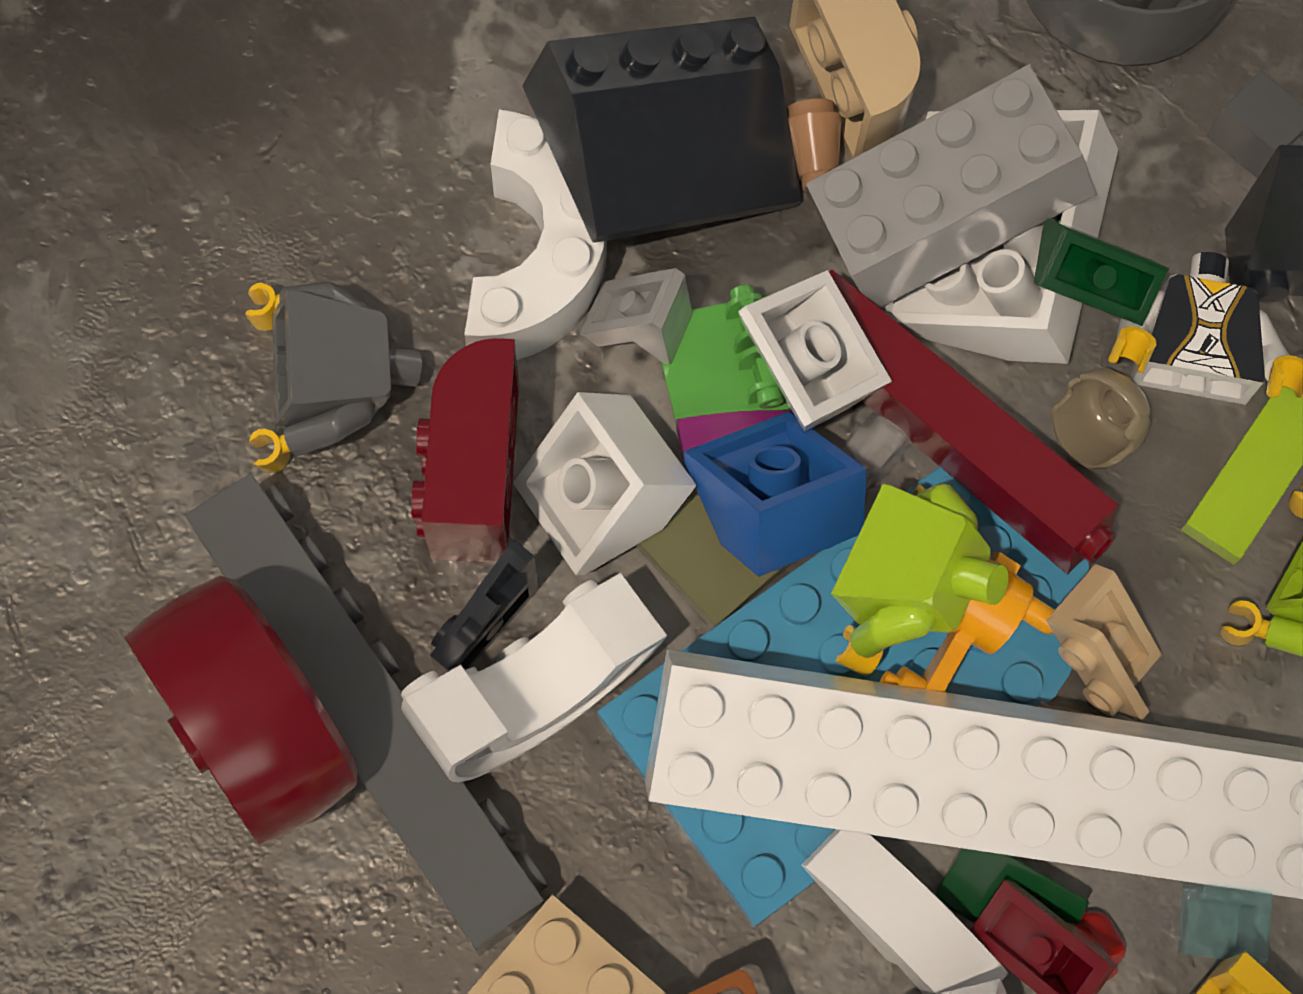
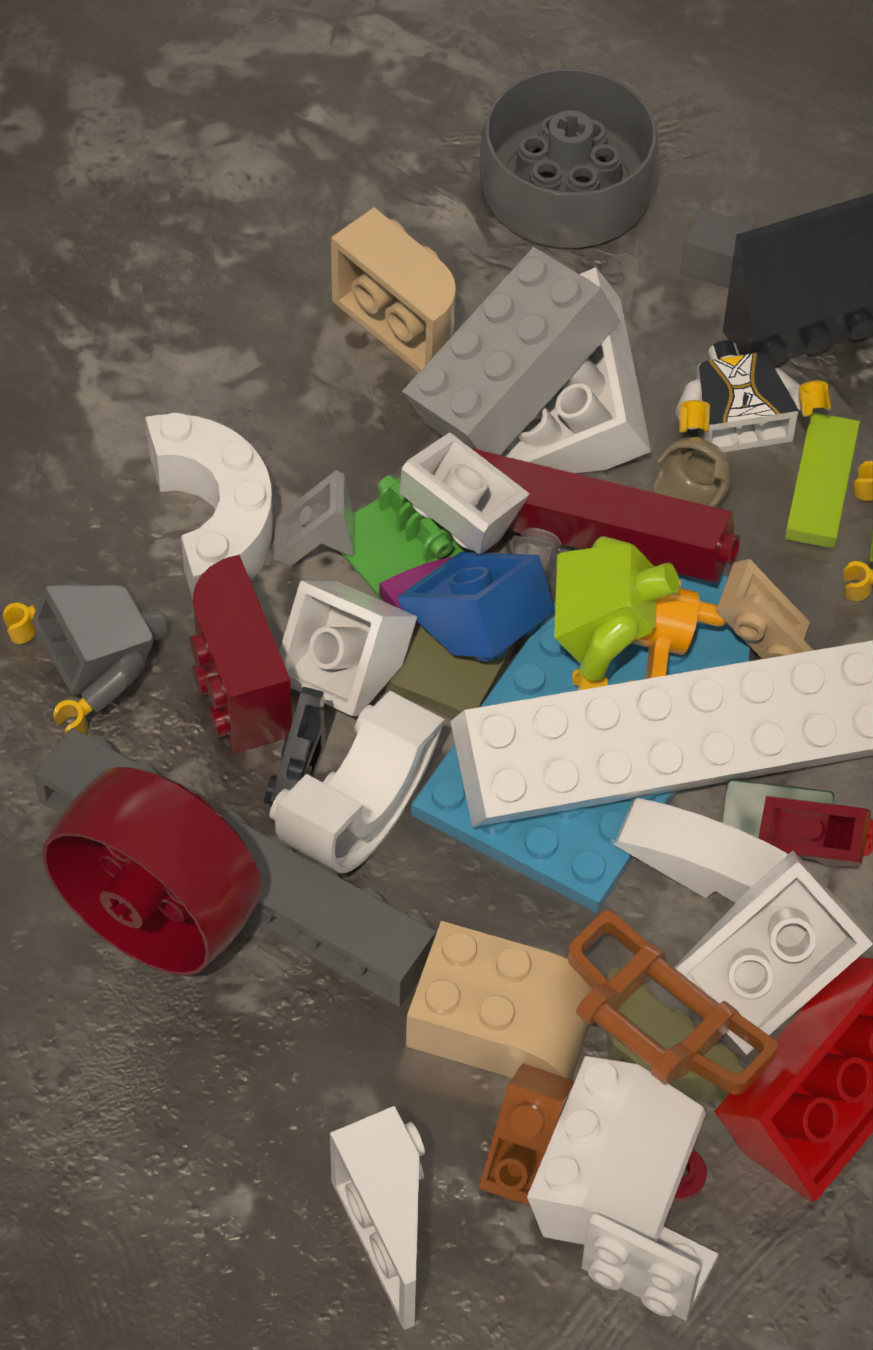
camera: 20 degrees left, 15 degrees down
(666, 126) = (278, 384): black slope -> none
(815, 137) = (389, 366): medium nougat cone -> none
(1097, 272) = (645, 371): dark green slope -> none

